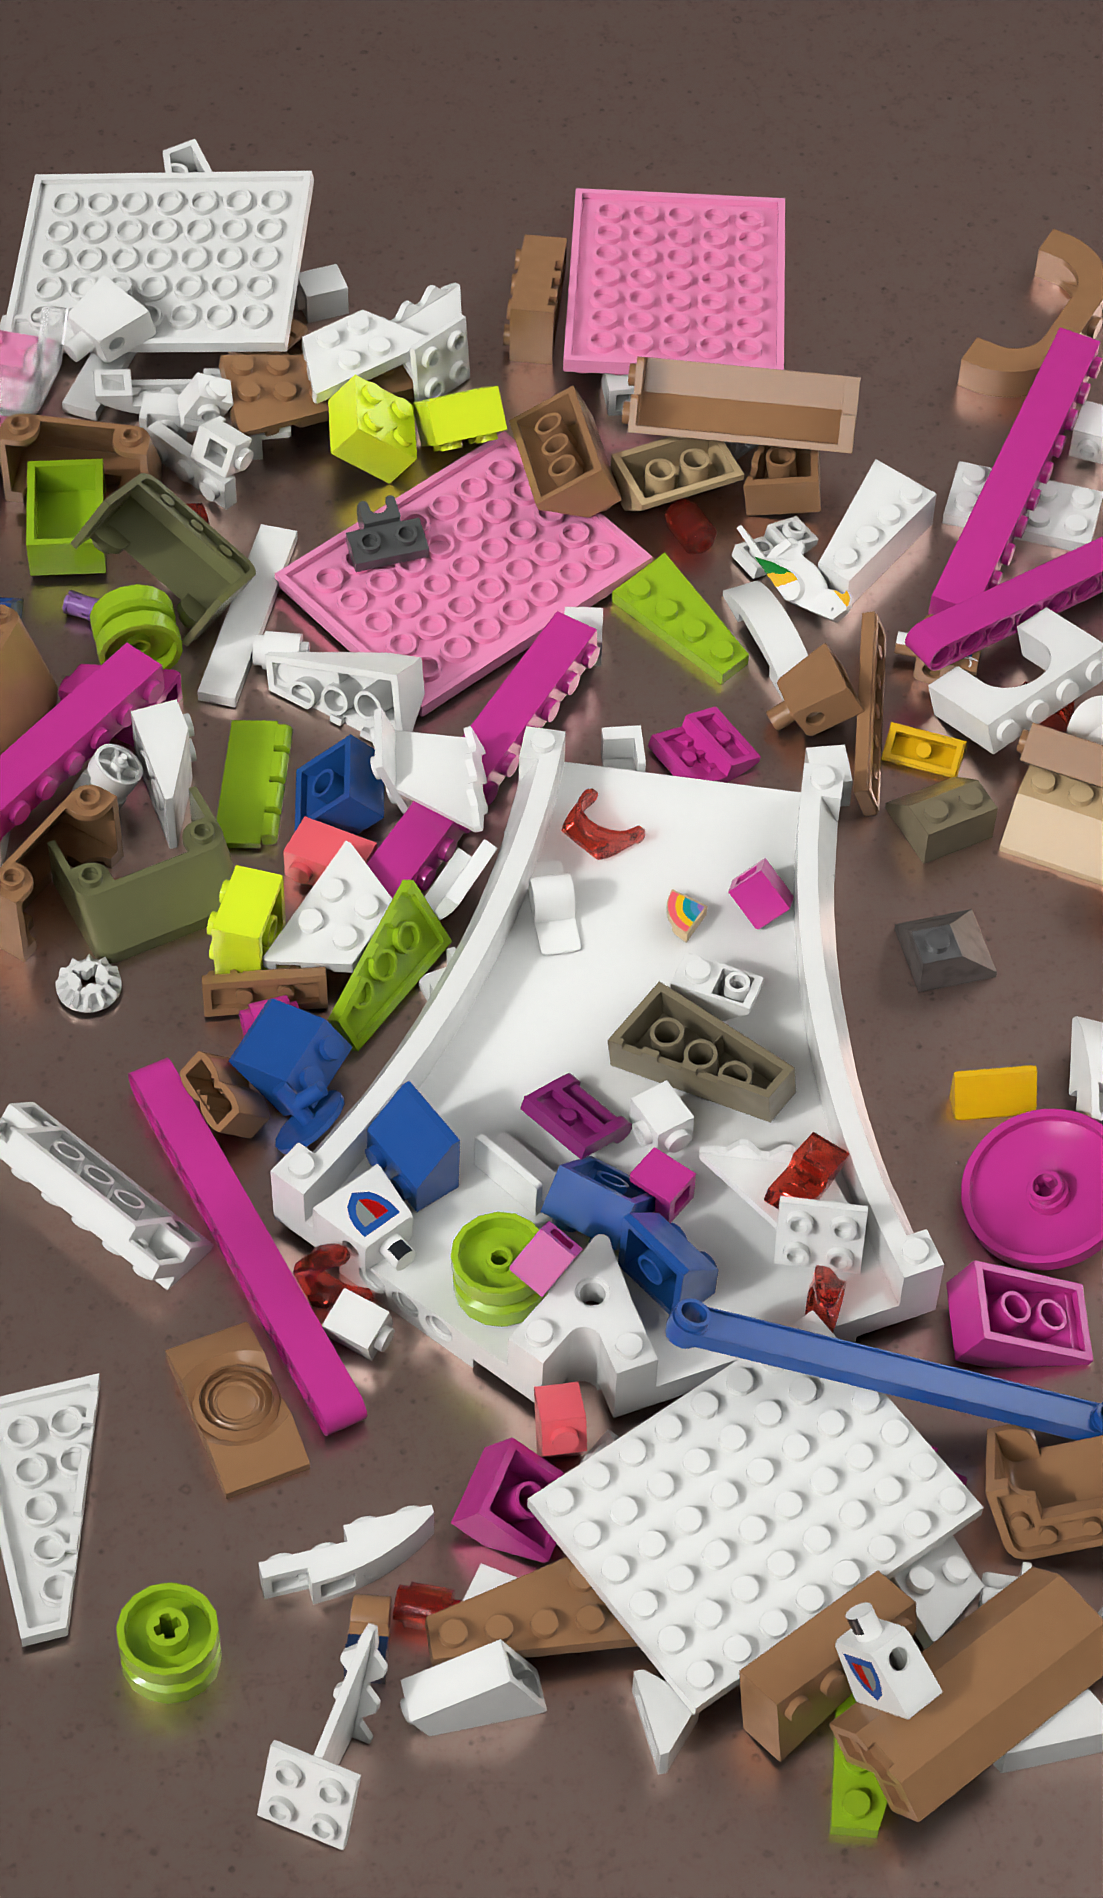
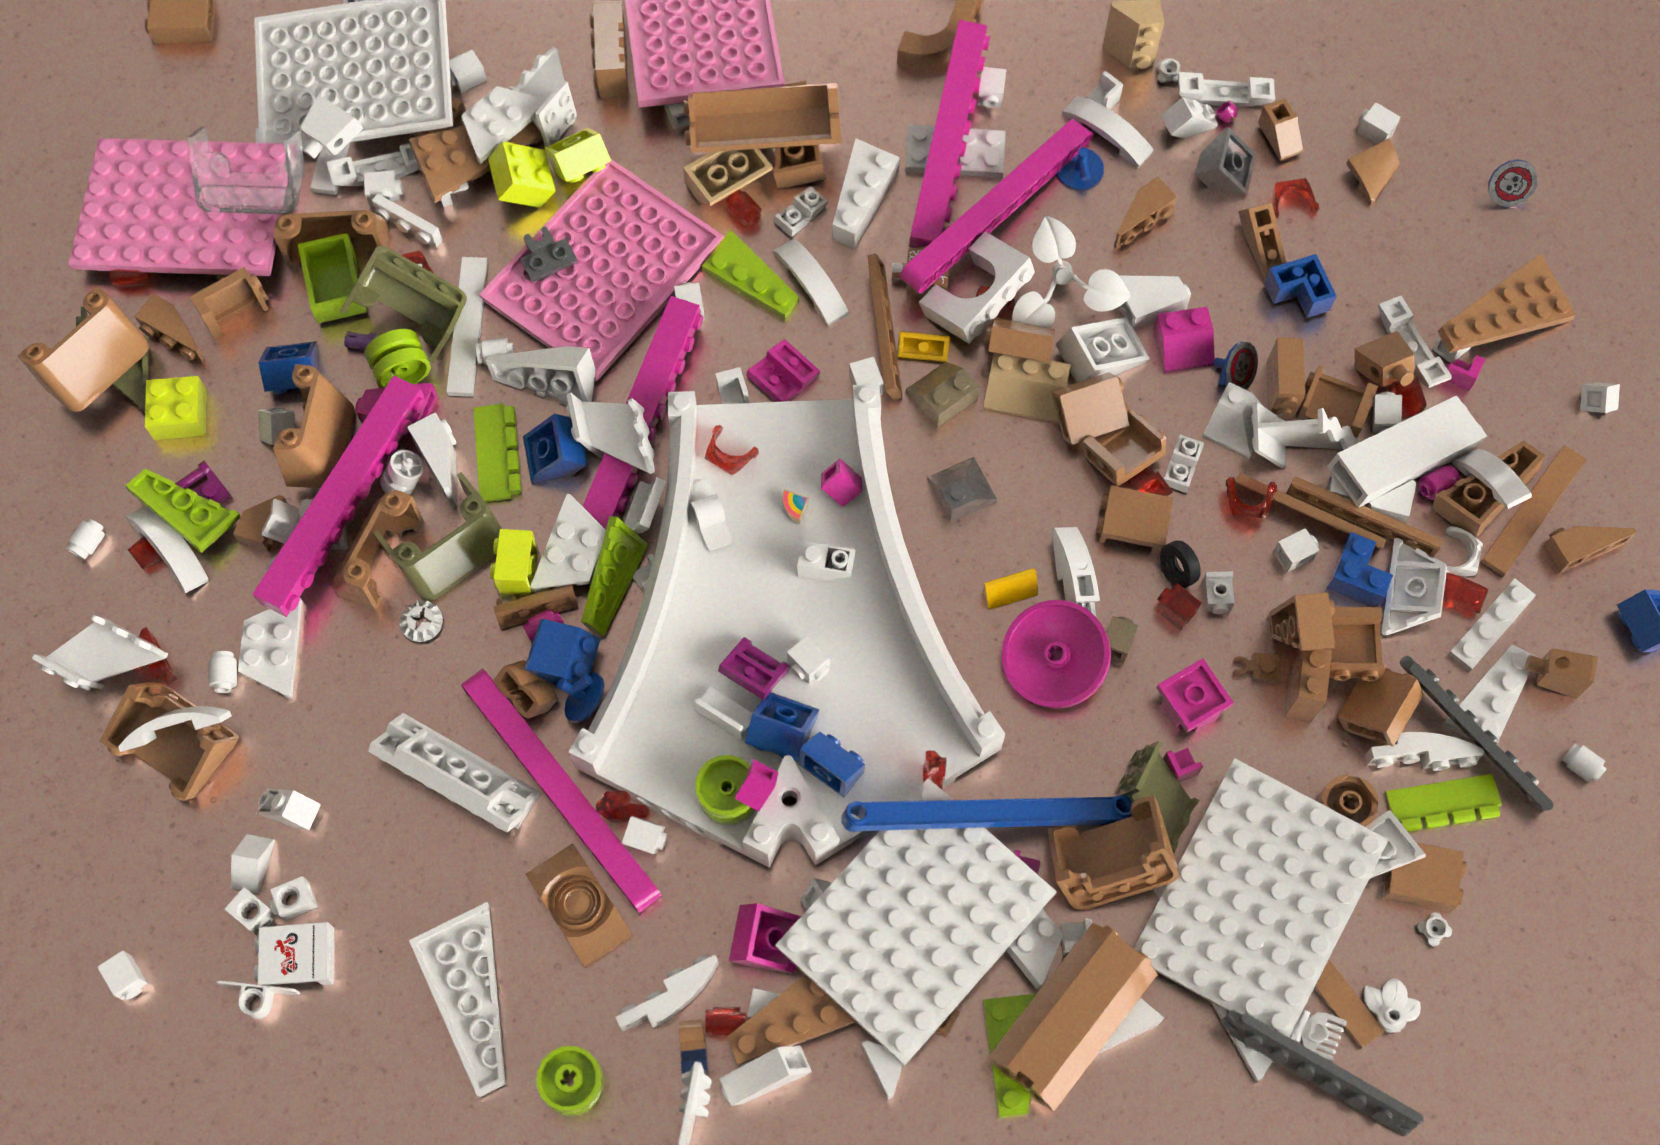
camera: 10 degrees left, 15 degrees up
(204, 400) = (406, 176): white brick -> none
(222, 448) = (425, 210): white brick -> none
(314, 848) = (548, 497): coral brick -> none
(368, 1221) = (637, 770): white torso -> none
(414, 1148) = (655, 716): blue slope -> none
(560, 1421) = (784, 884): coral slope -> none
(565, 457) = (652, 172): medium nougat slope -> none
(666, 1181) = (818, 706): dark pink panel -> none
(700, 1055) = (824, 610): dark tan wedge -> none
(800, 579) = (821, 236): white animal -> none
(802, 1677) = (978, 1013): medium nougat wedge -> none
(808, 1230) = (902, 701): white piece -> none
(809, 1171) = (908, 689): clear red slope -> none
(815, 694) = (848, 321): medium nougat torso -> none
(885, 1664) = (1007, 1016): white torso -> none
(1017, 1318) = (1053, 746): dark pink slope -> none

